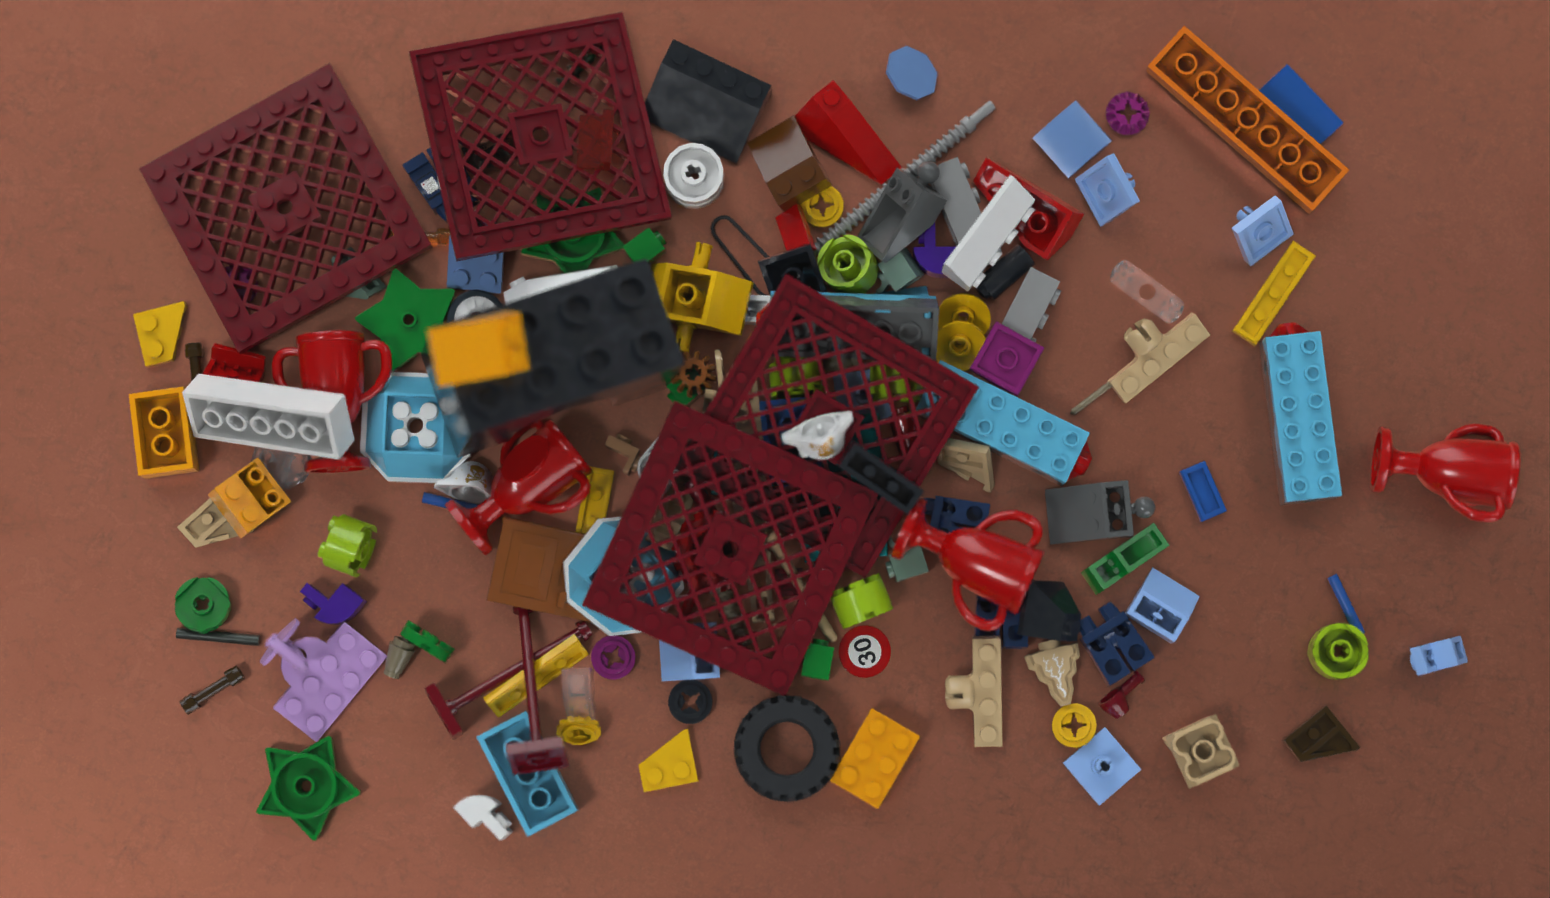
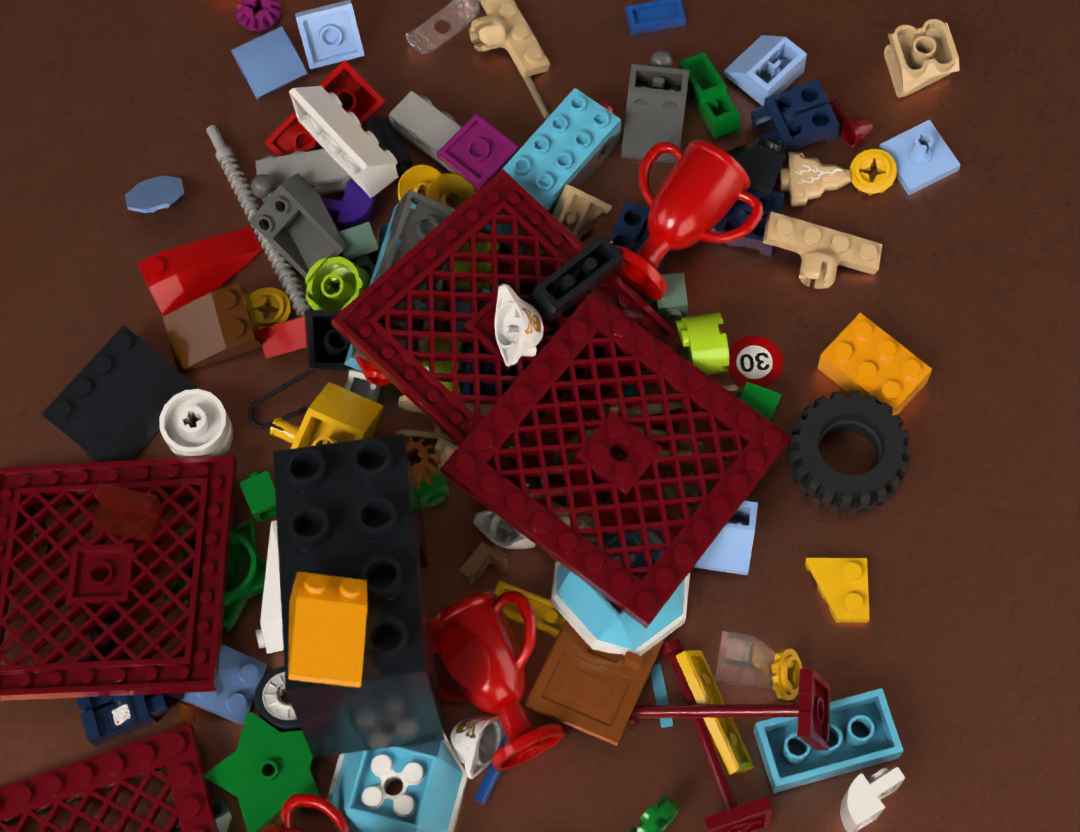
camera: 75 degrees left, 15 degrees down
(548, 627) = (660, 692): none -> medium azure piece
(600, 661) = (707, 609): magenta gear -> none
(690, 688) = (778, 536): black gear -> none

